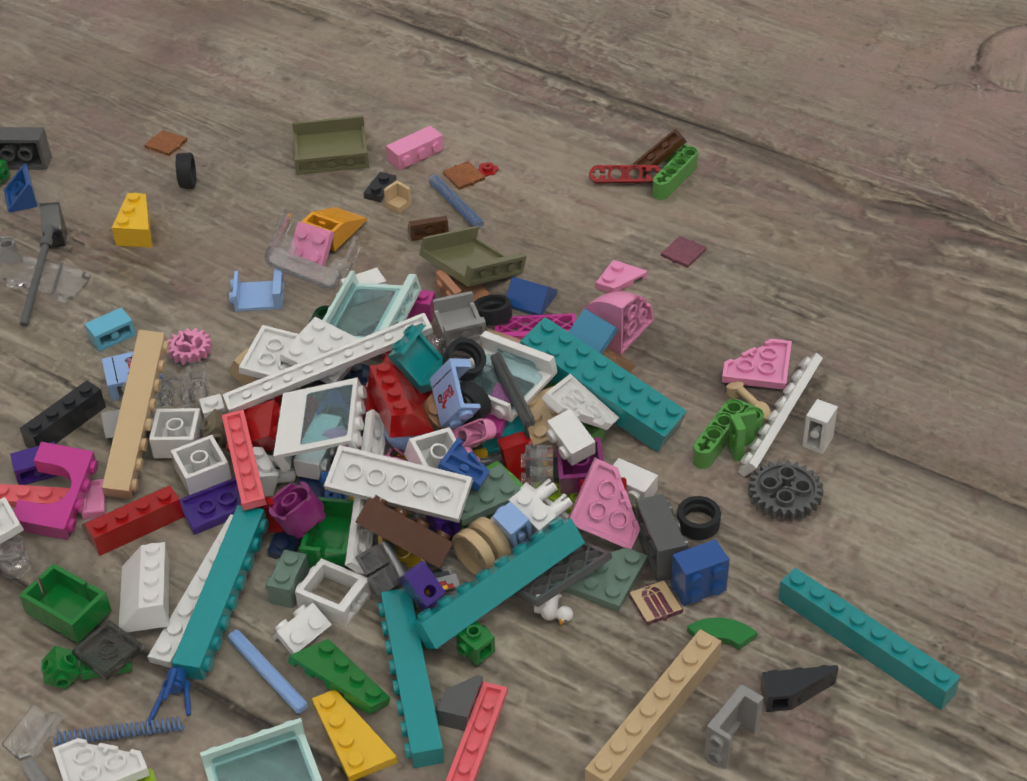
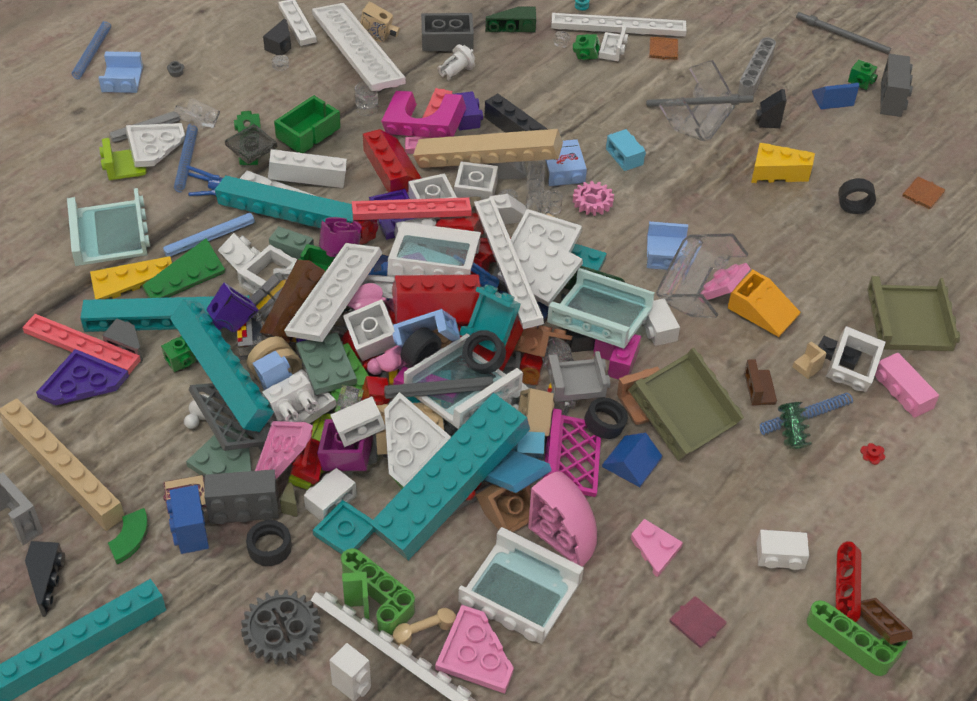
camera: 95 degrees right, 5 degrees up
(395, 165) = (863, 343): none -> white window
(463, 175) = (860, 429): clear orange piece -> none
(464, 463) = (345, 339): blue wing -> none
(481, 197) = (793, 424): none -> clear green piece
(526, 734) = (81, 378): none -> dark purple plate
(608, 203) = (782, 549): none -> white brick
(668, 464) = (344, 528): none -> teal plate
(686, 349) = (522, 586): none -> panel

